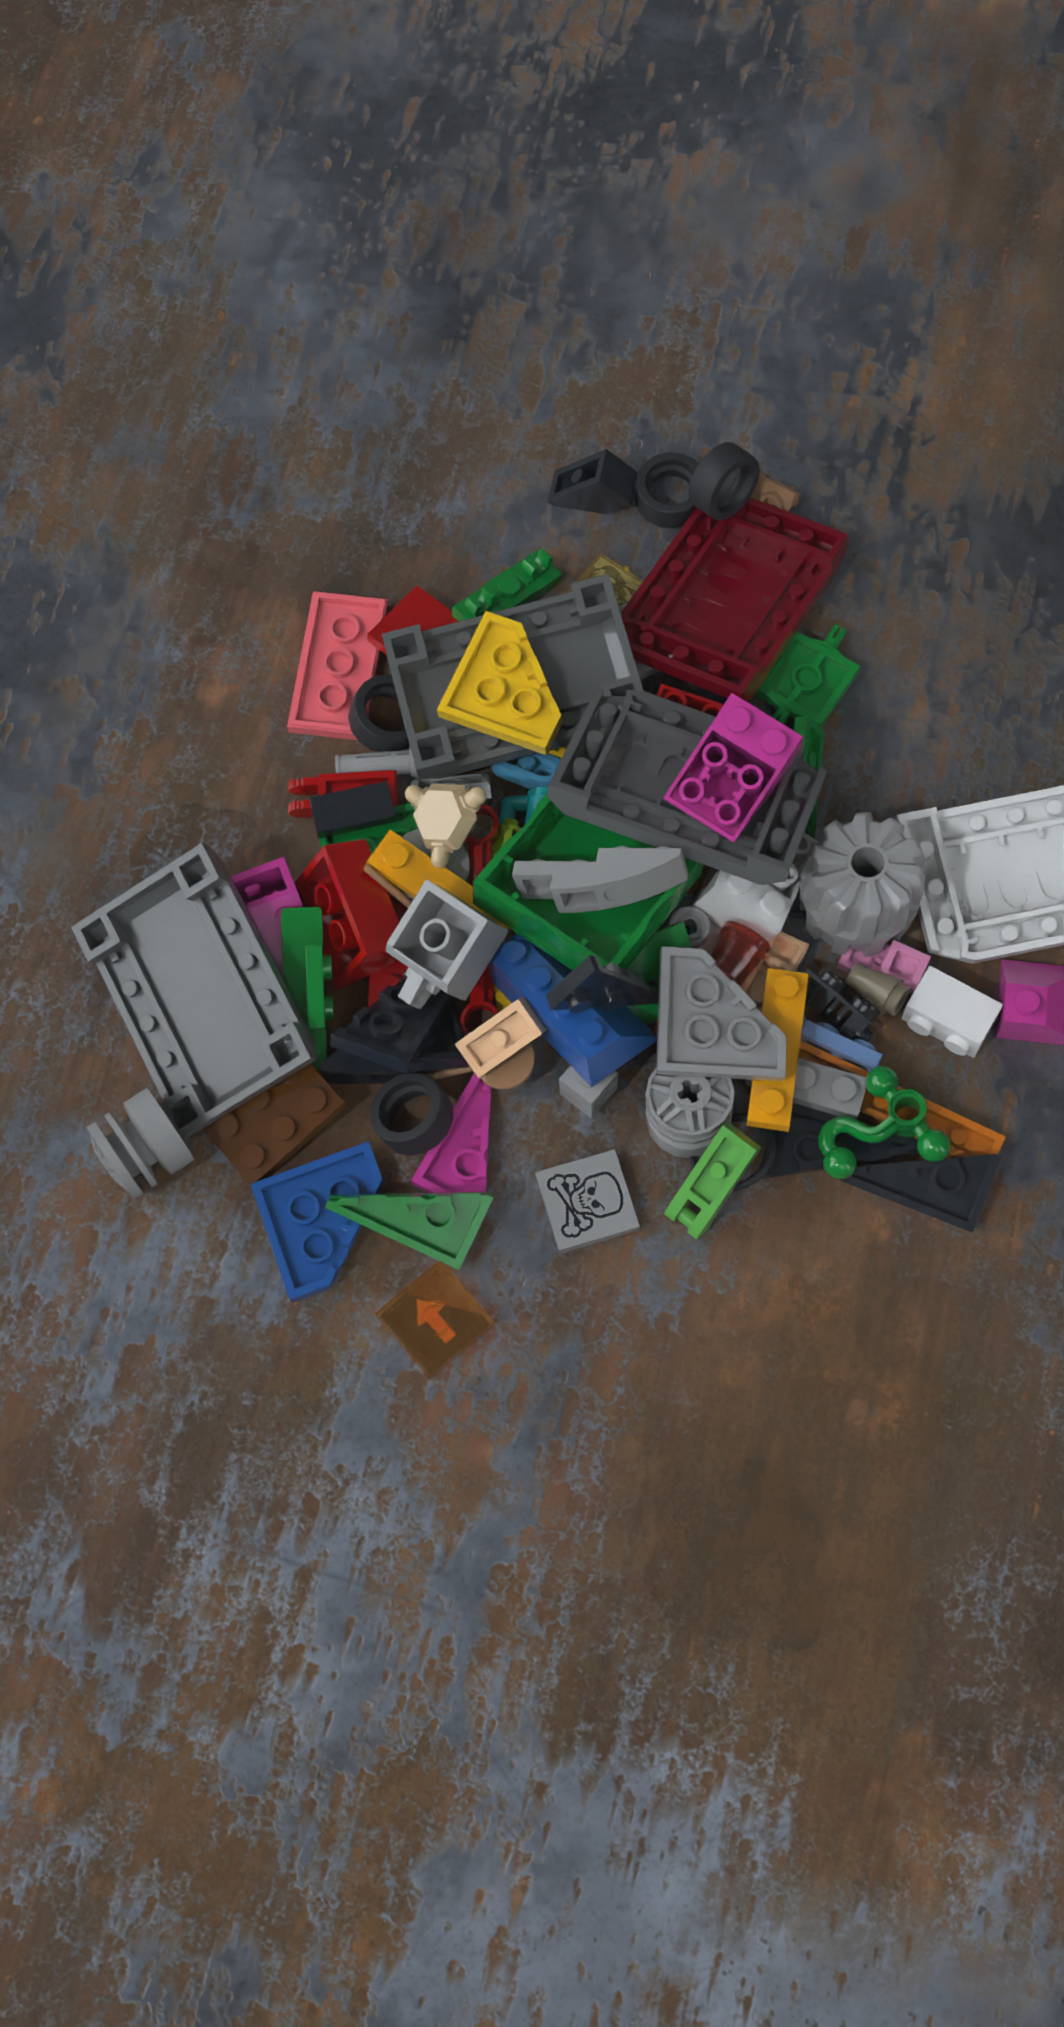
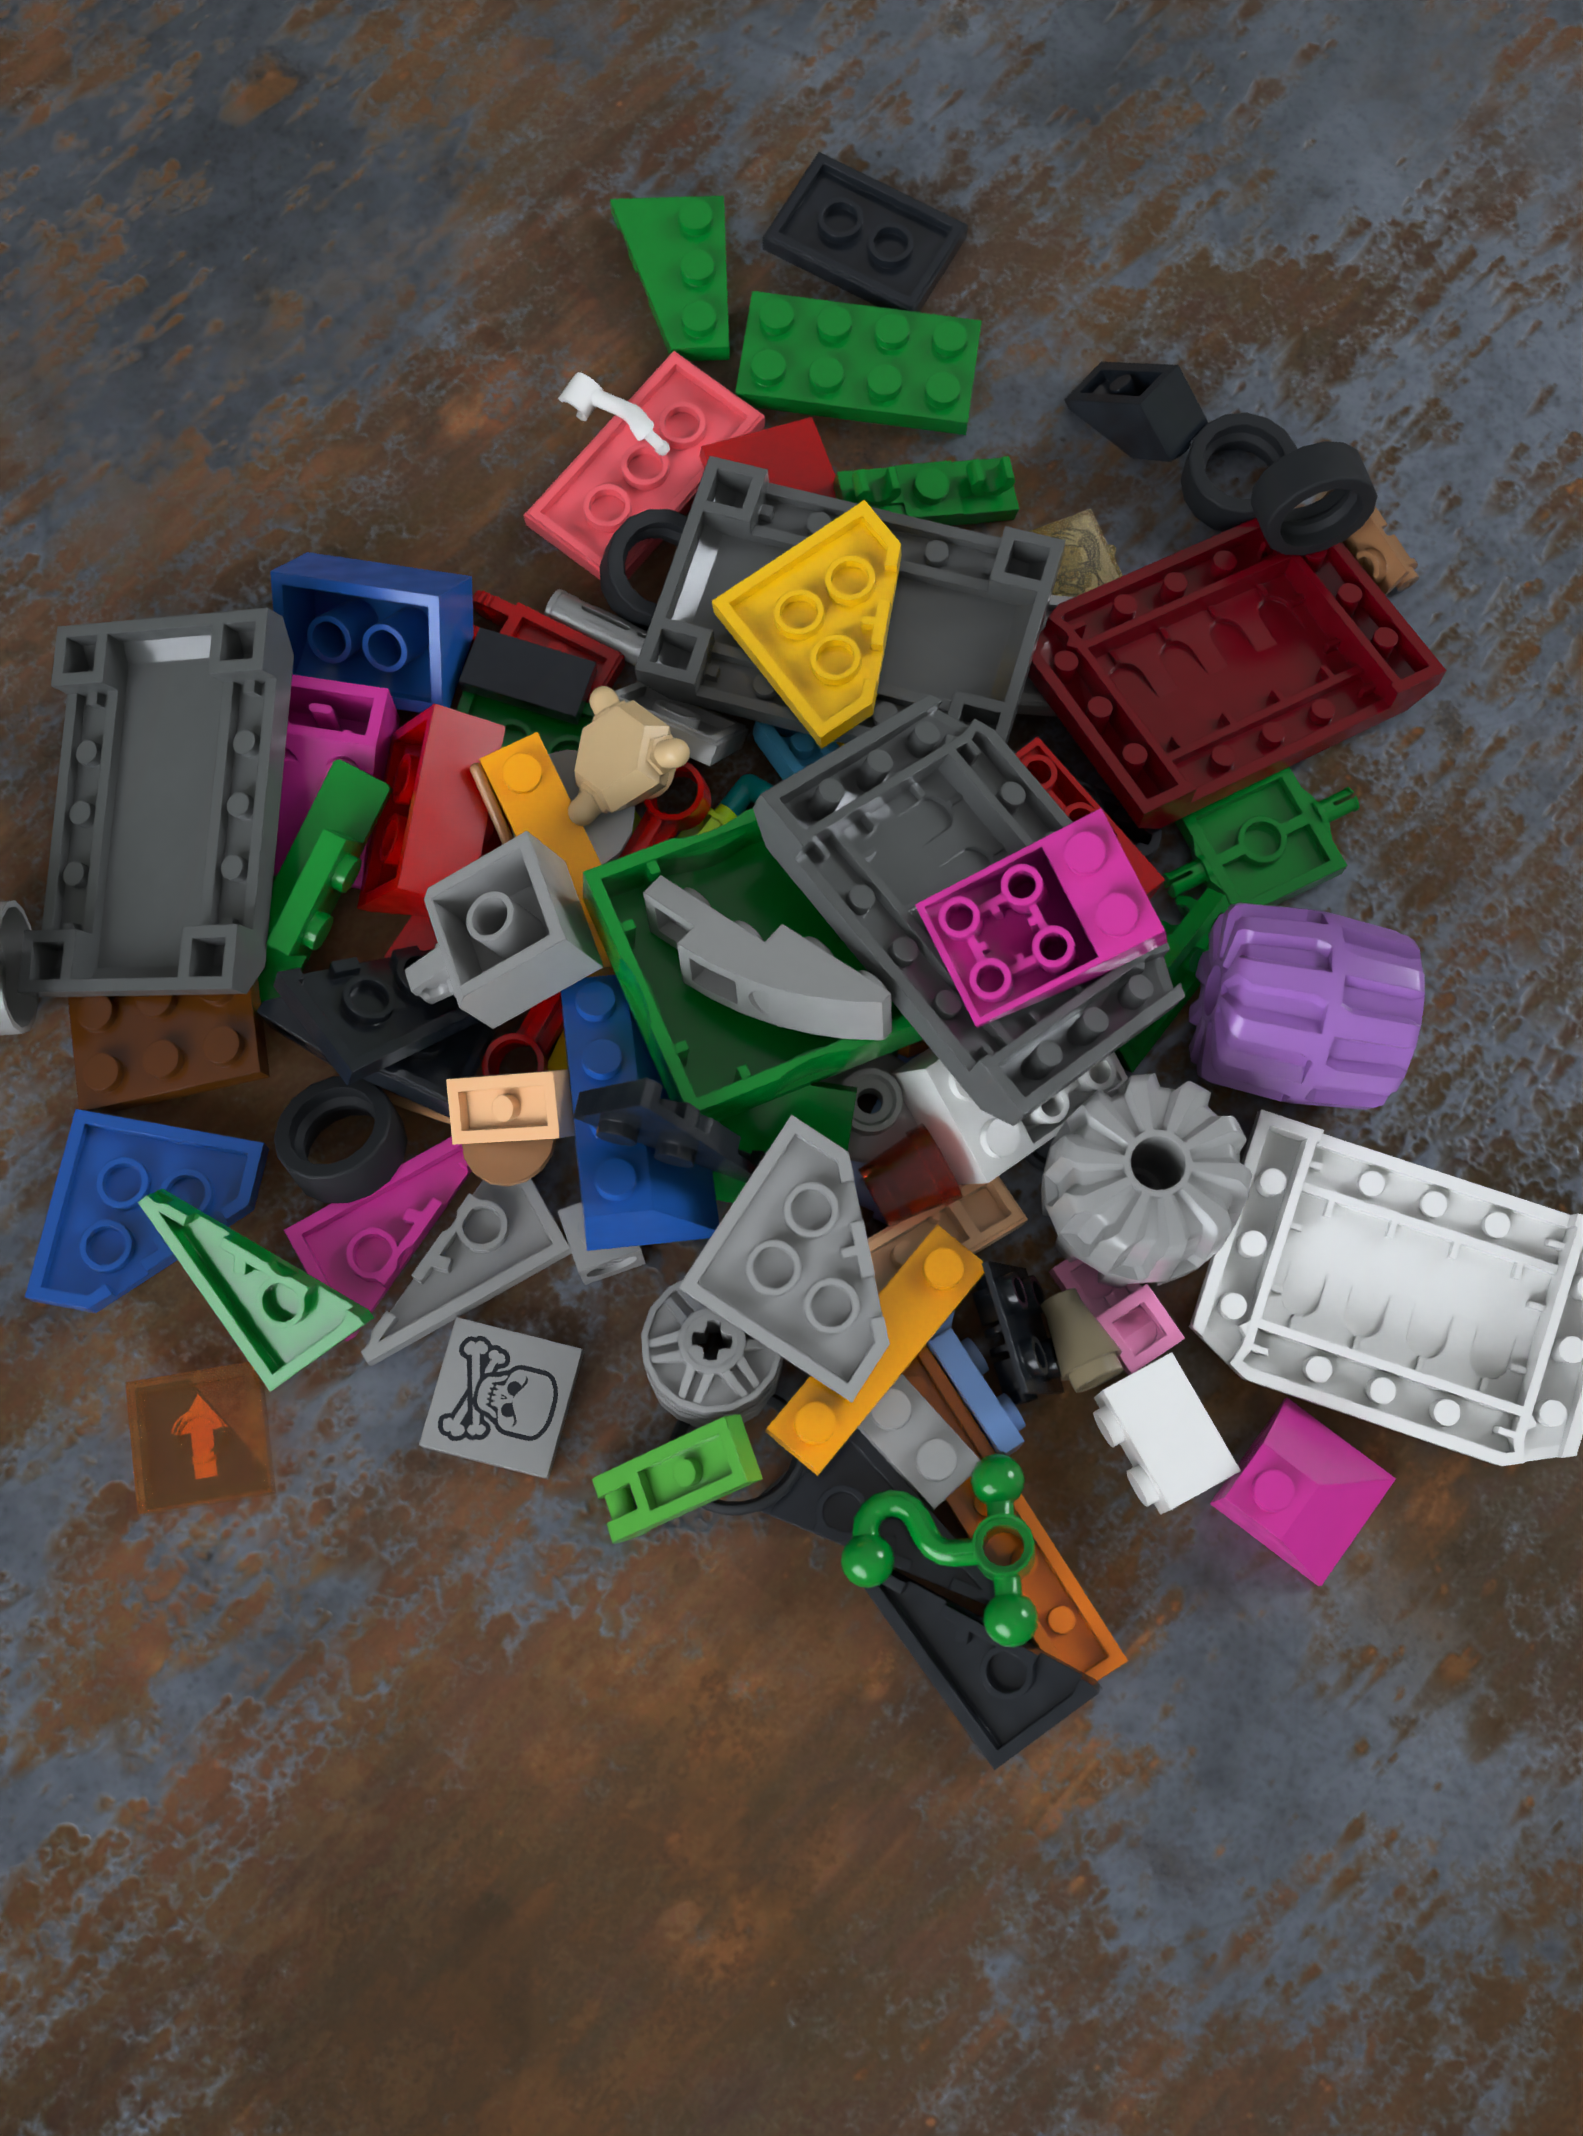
camera: 25 degrees right, 5 degrees up
(252, 826) = (377, 625): none -> blue slope
(279, 641) = (587, 395): none -> white piece
(288, 543) = (682, 266): none -> green wing
(378, 472) = (864, 236): none -> black tile
(420, 542) = (858, 362): none -> green plate
(528, 1126) = (488, 1248): none -> light grey wing
(887, 747) = (1306, 1006): none -> medium lavender wheel

